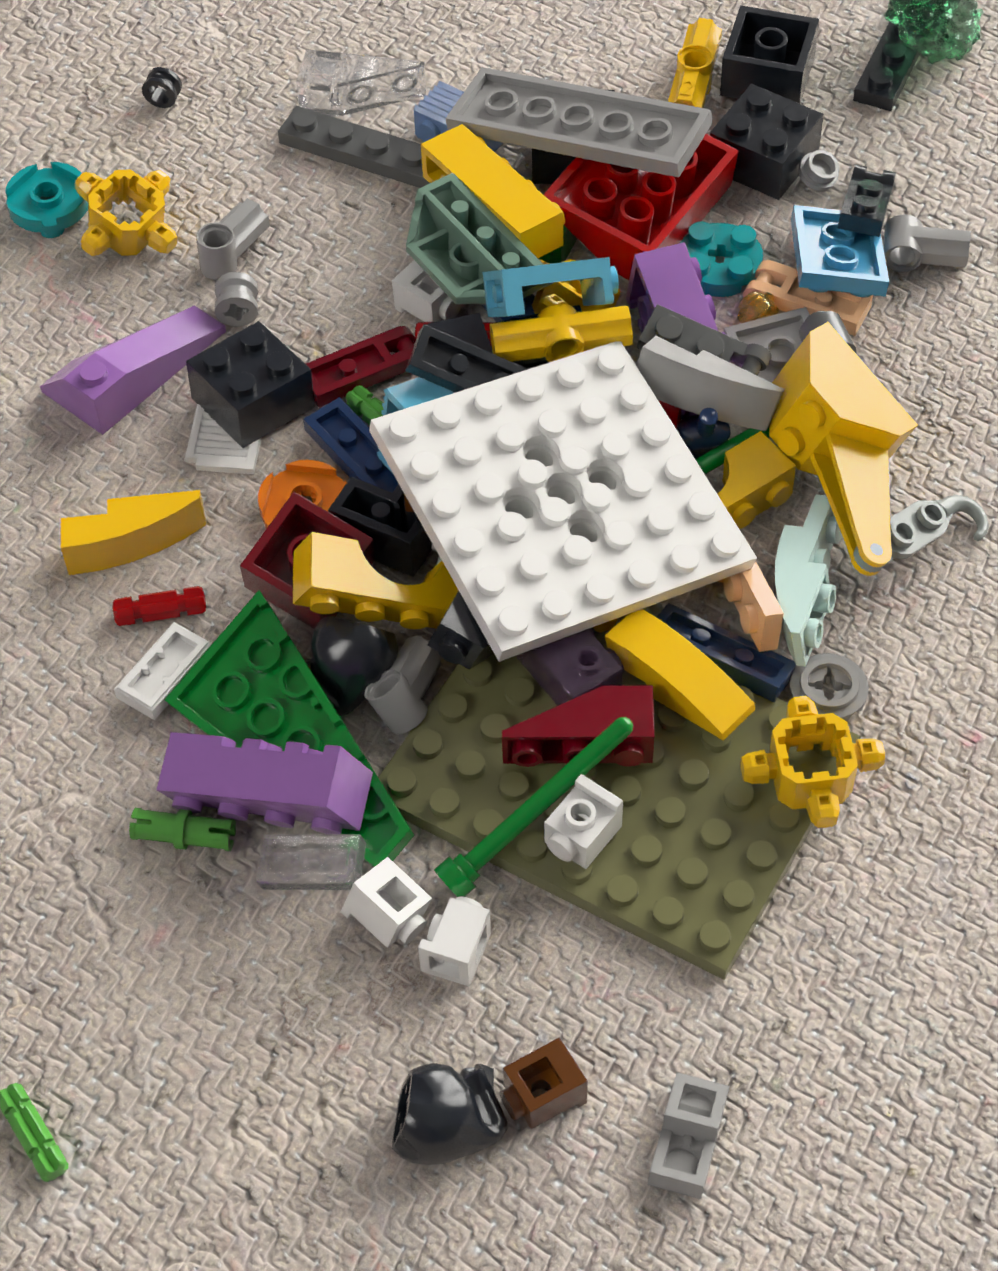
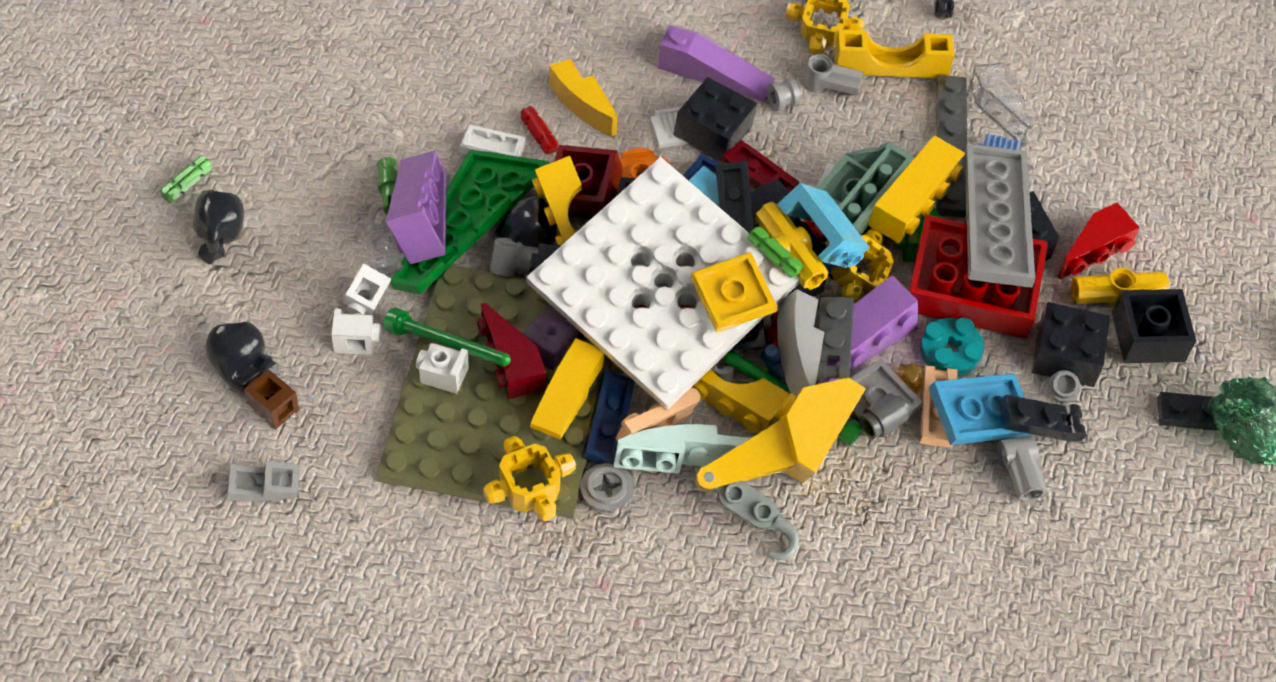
camera: 65 degrees right, 0 degrees up
(164, 1088) = (218, 221): none -> black piece
(246, 140) = (924, 58): none -> yellow arch
(580, 346) = (775, 252): none -> bright green axle
(610, 57) = (1105, 234): none -> red slope
(631, 410) = (733, 292): none -> yellow plate

